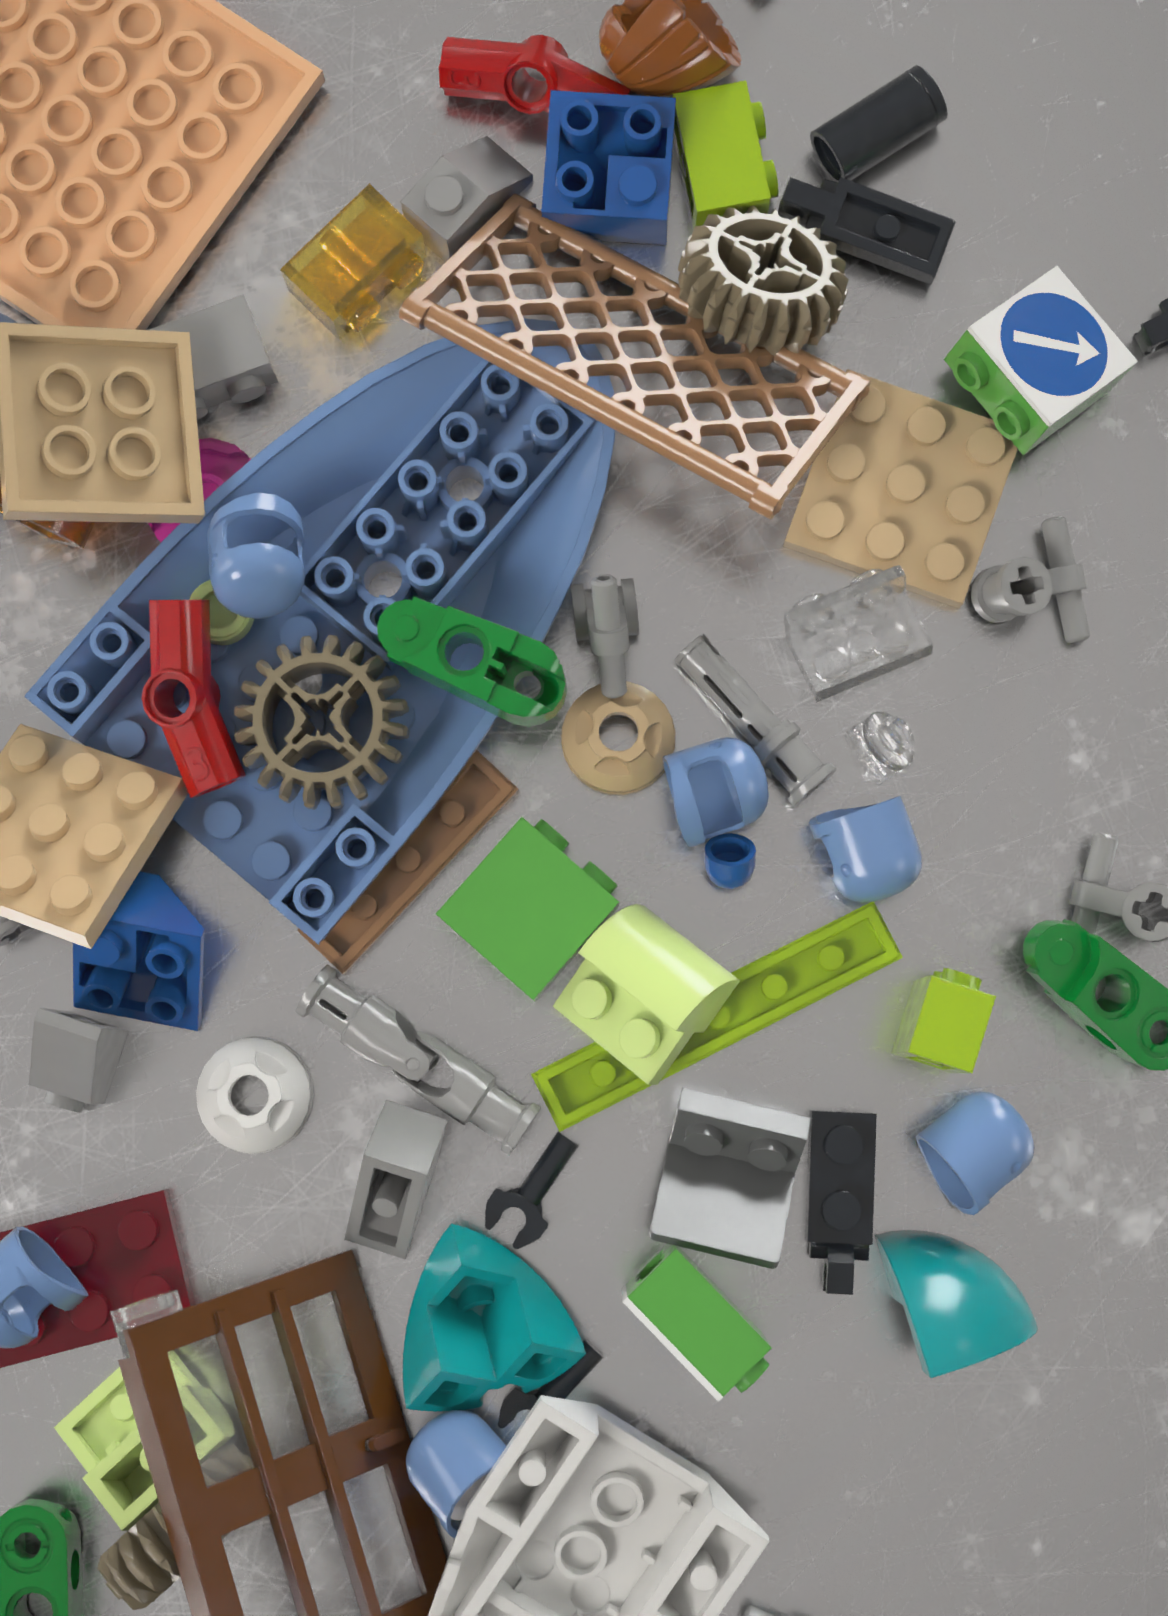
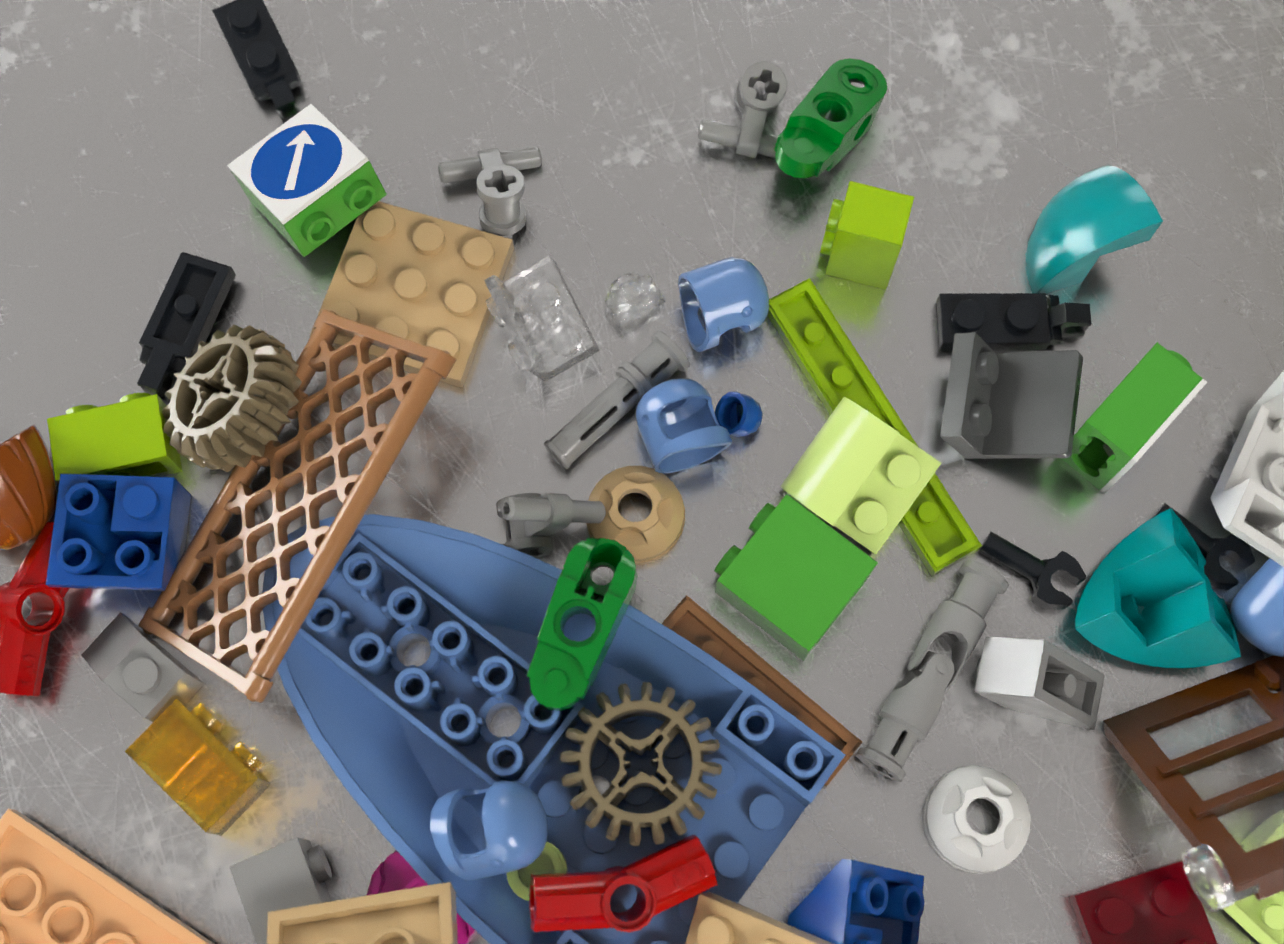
camera: 95 degrees left, 10 degrees down
(879, 124) = (93, 315): black pin -> none
(983, 1145) = (955, 208): medium blue helmet -> none

